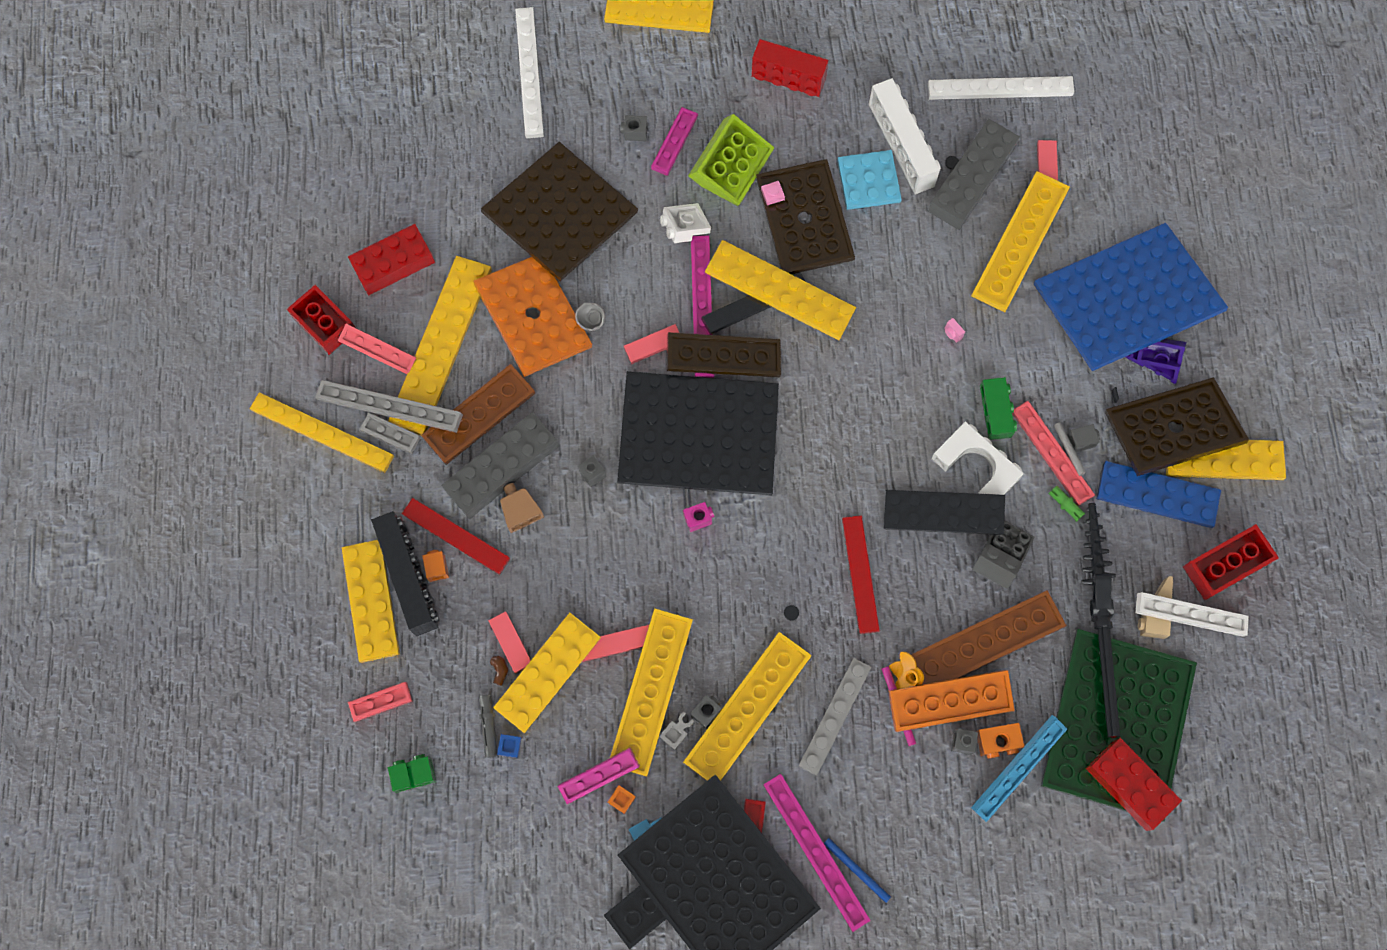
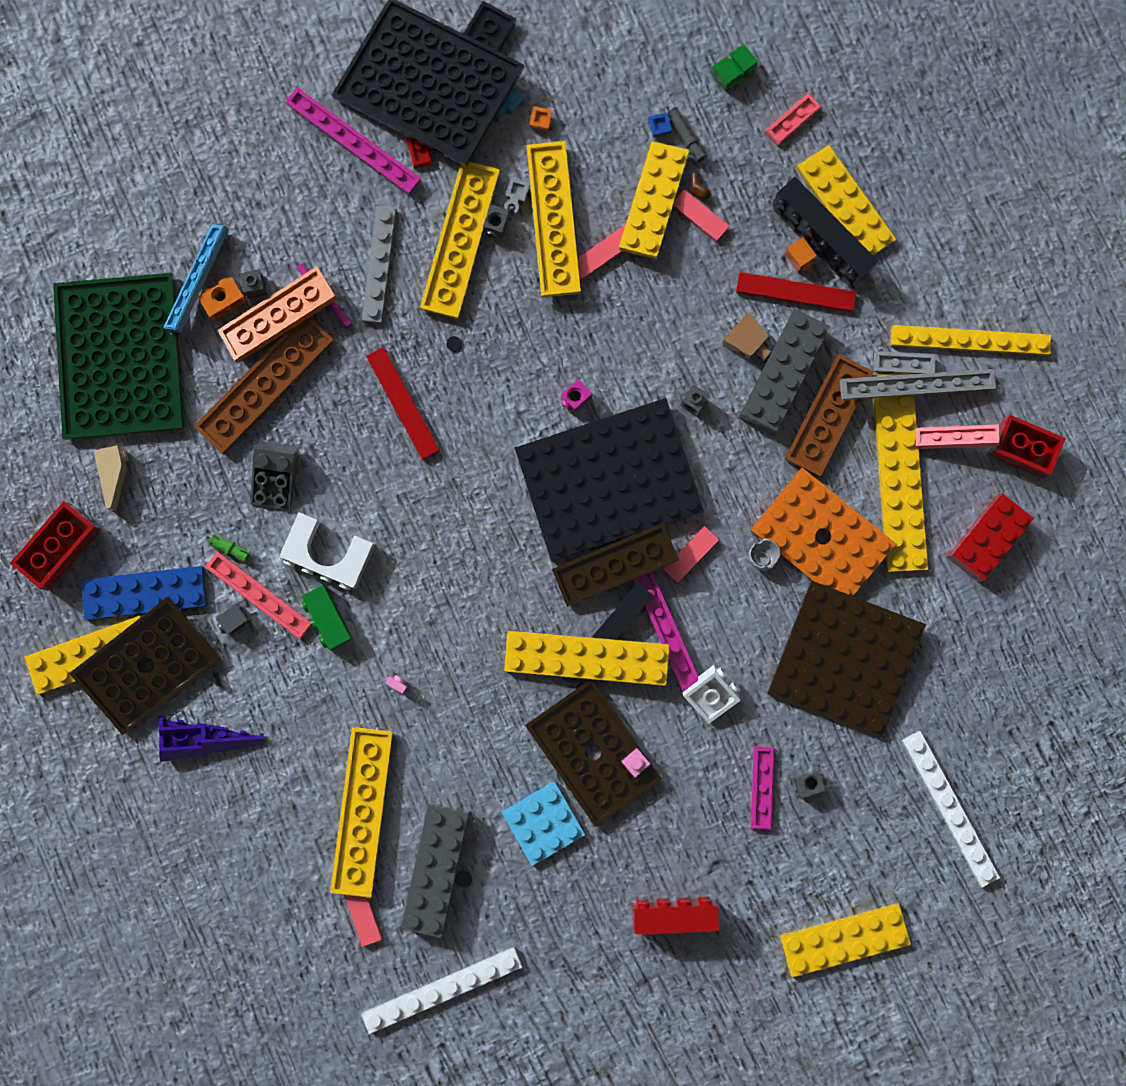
camera: 155 degrees right, 10 degrees up
(598, 775) = (569, 128): dark pink tile -> none
(731, 160) = (693, 786): lime slope -> none
(857, 870) = (312, 141): blue bar -> none
(904, 136) = (523, 882): white brick -> none
(905, 671) = (326, 325): light orange plate -> none
(944, 512) = (342, 489): black plate -> none
(1069, 448) = (243, 604): light grey bar -> none
(1101, 612) = (163, 450): black piece -> none
(1129, 296) = (231, 791): blue plate -> none
(1133, 784) = (88, 299): red brick -> none
(1192, 614) = (78, 477): white plate -> none

